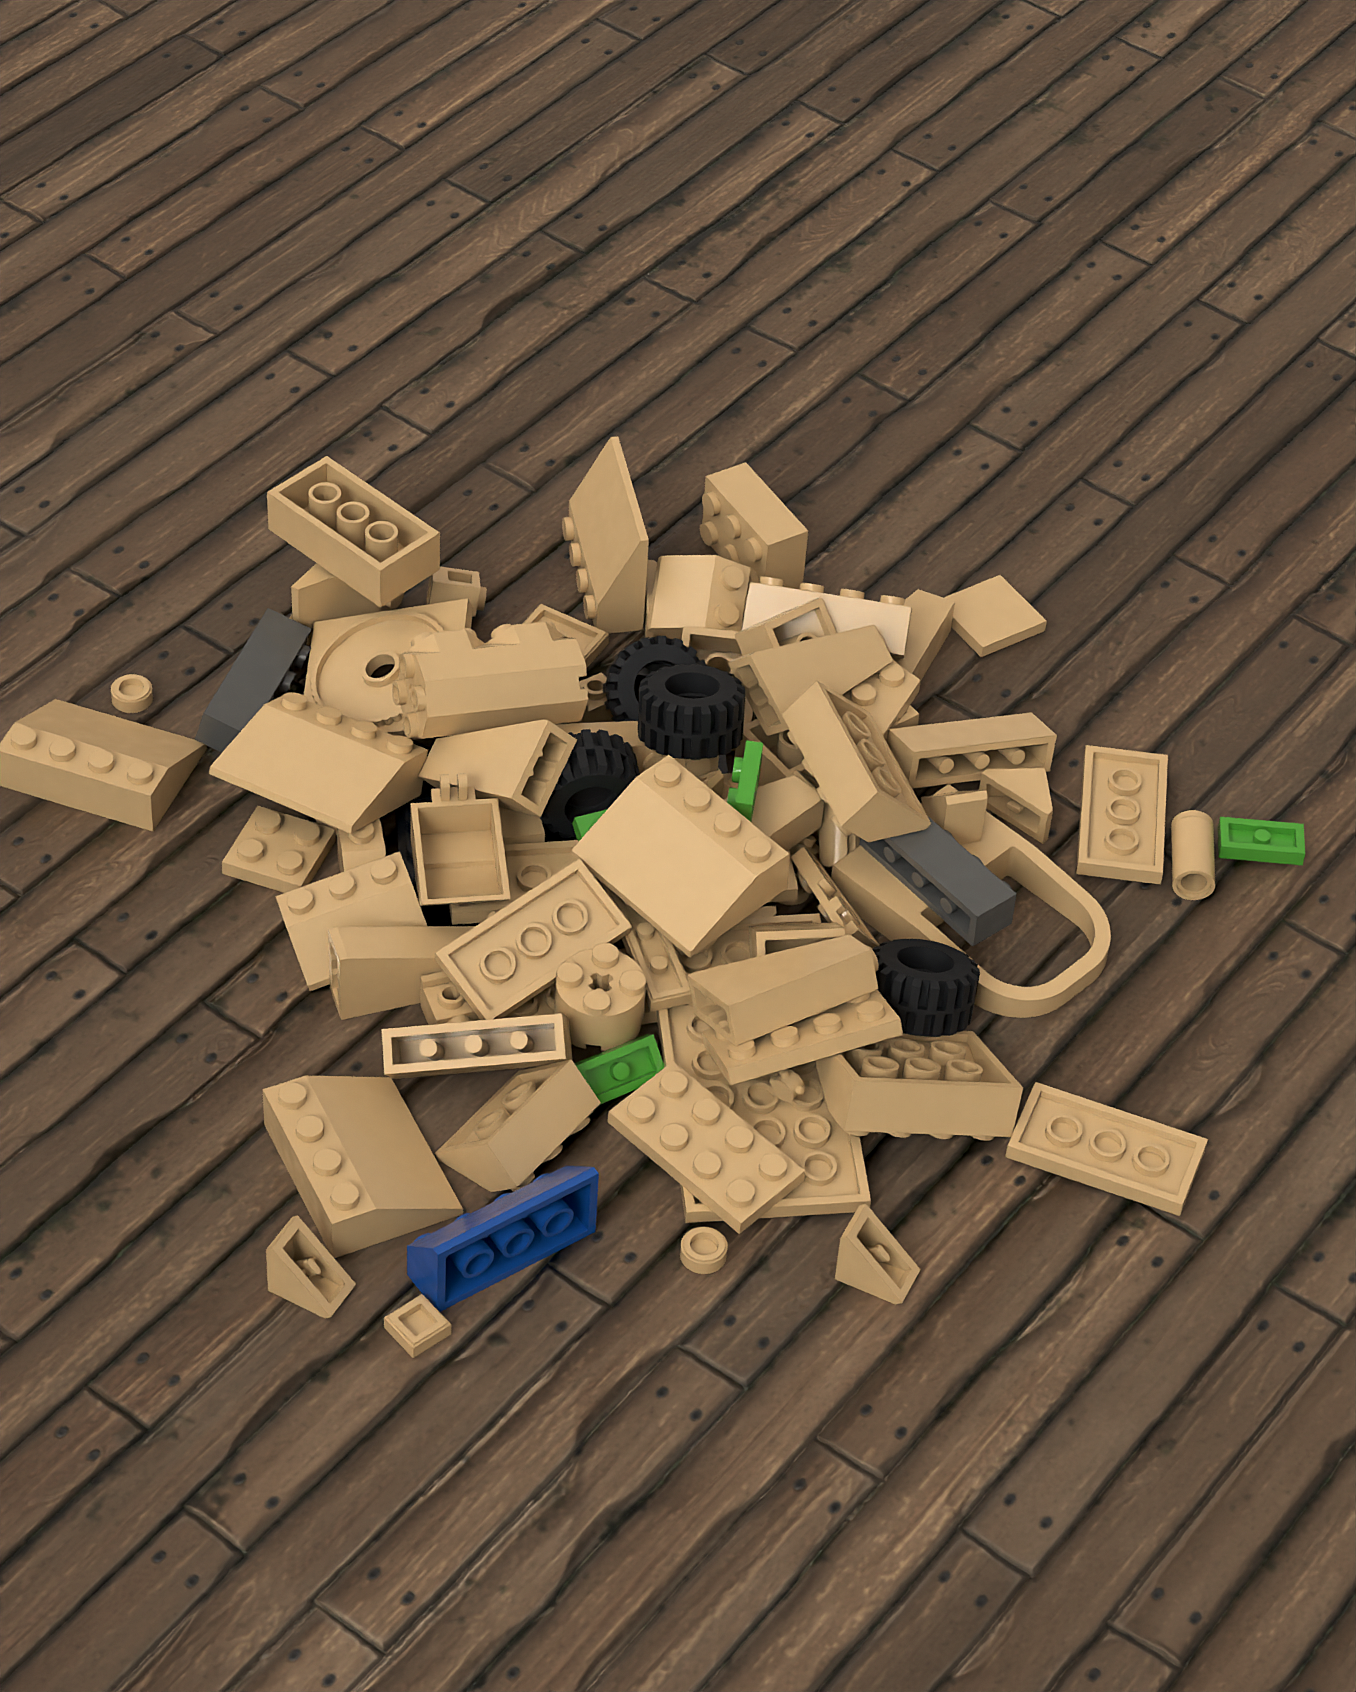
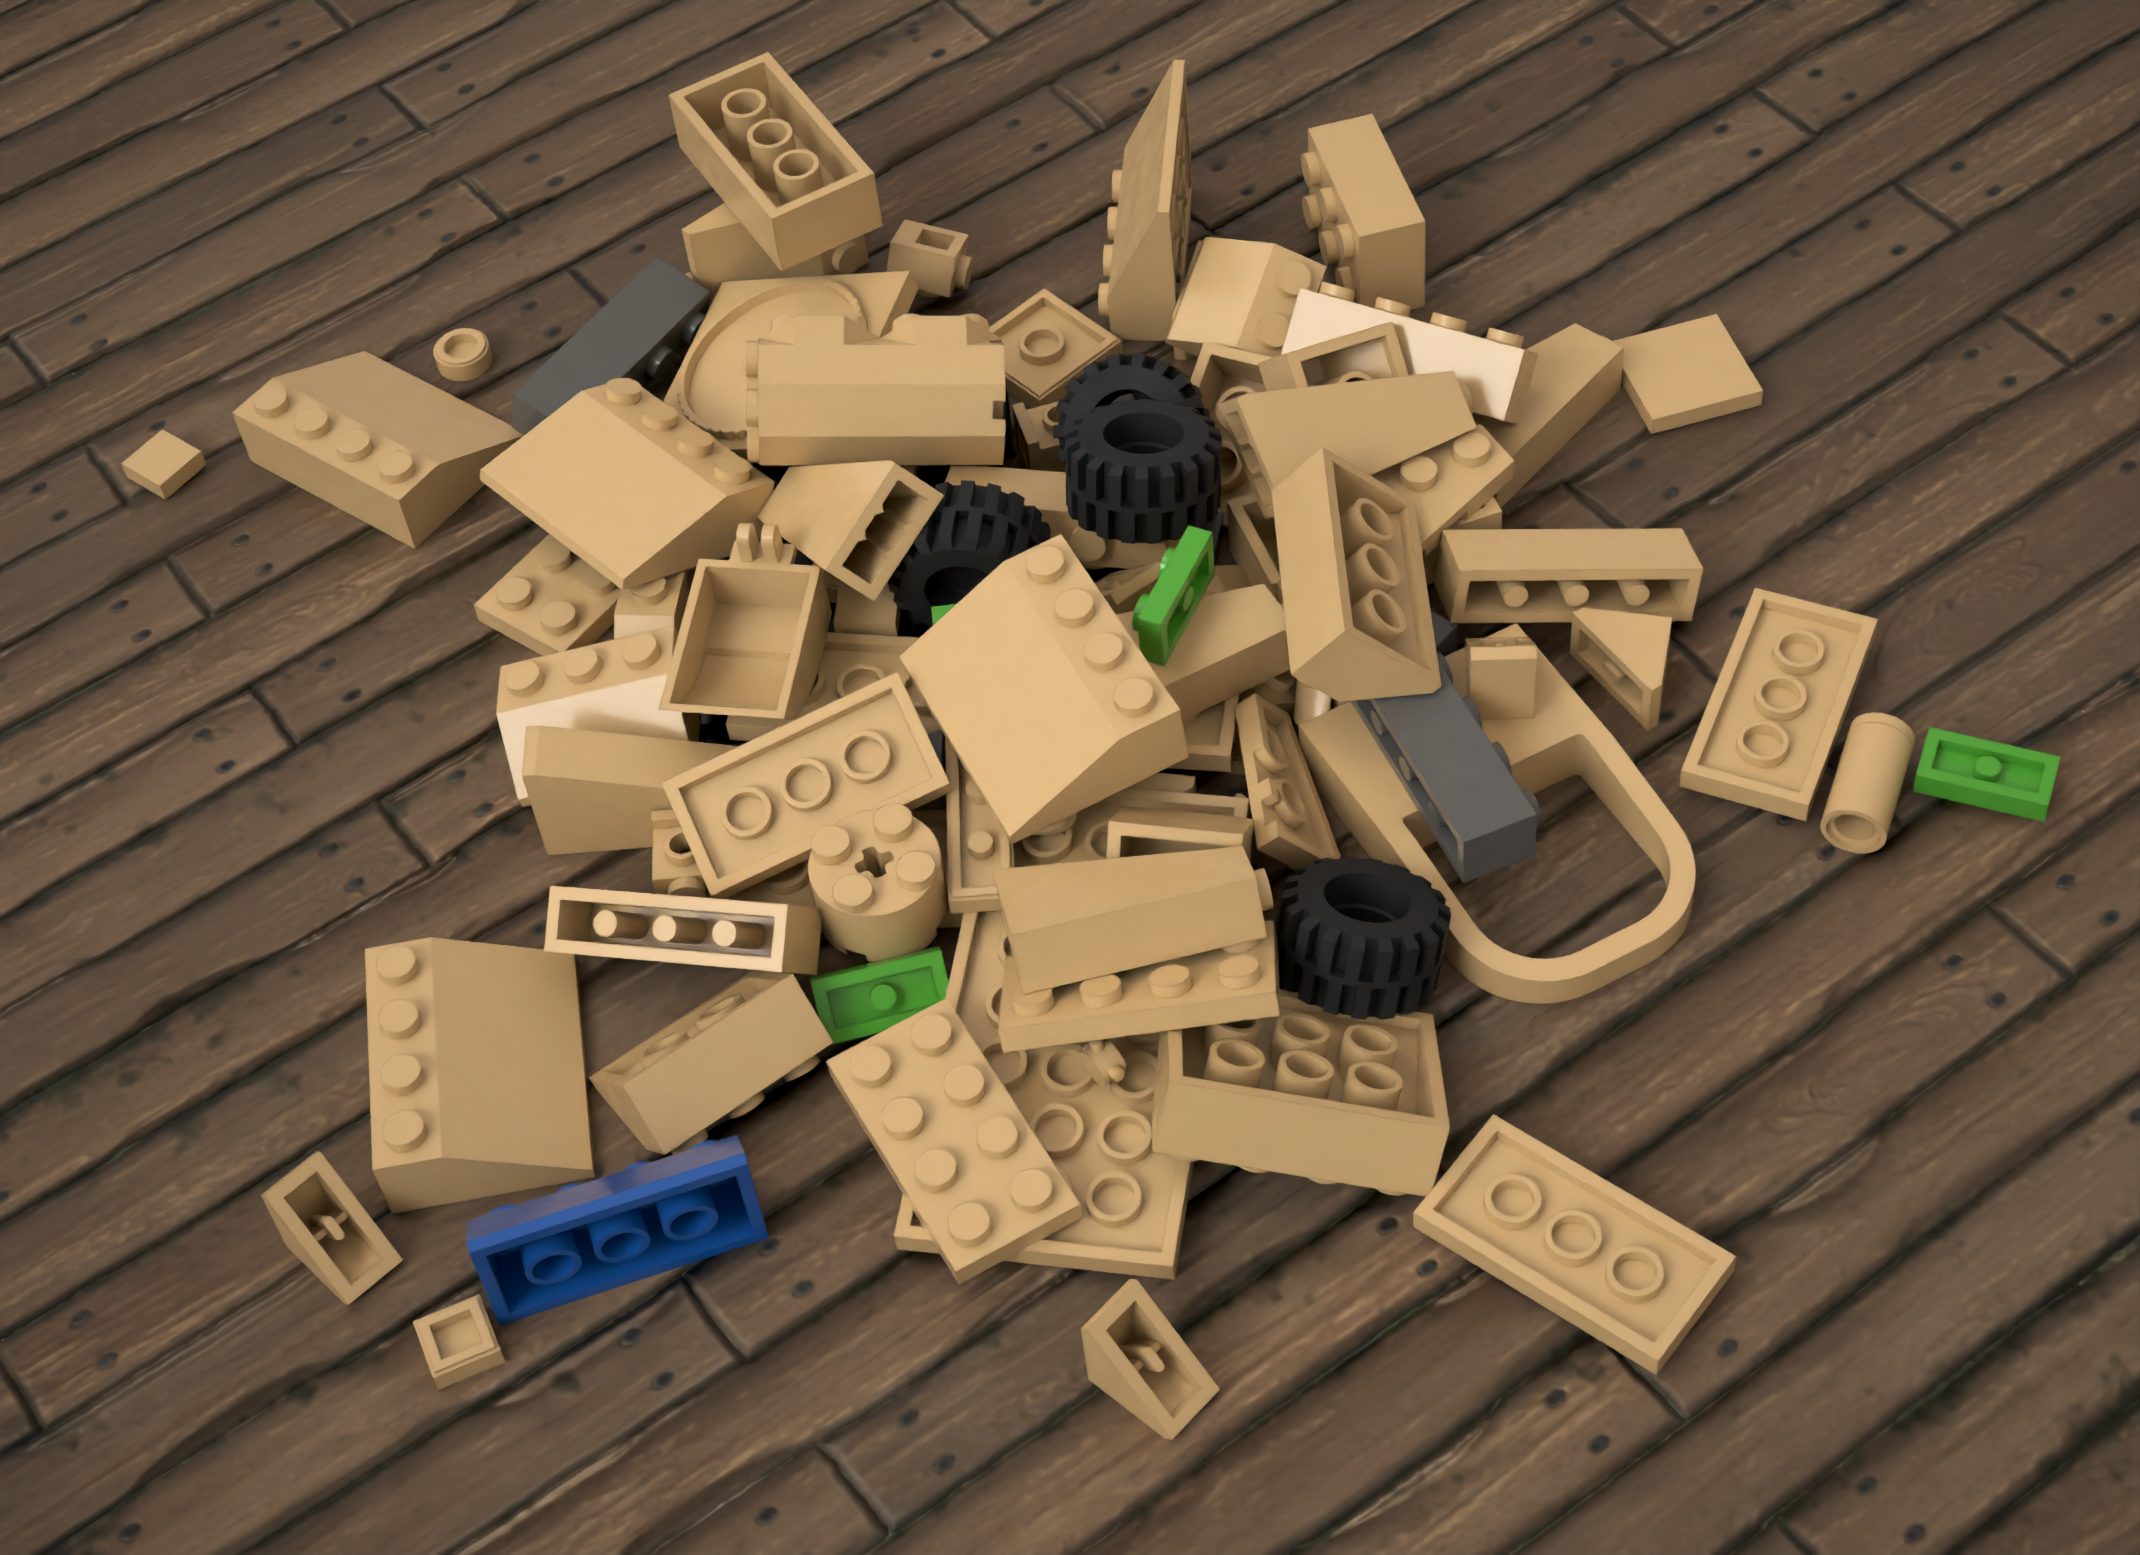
camera: 25 degrees right, 5 degrees up
(703, 1250) = (907, 1297): tan tile -> none

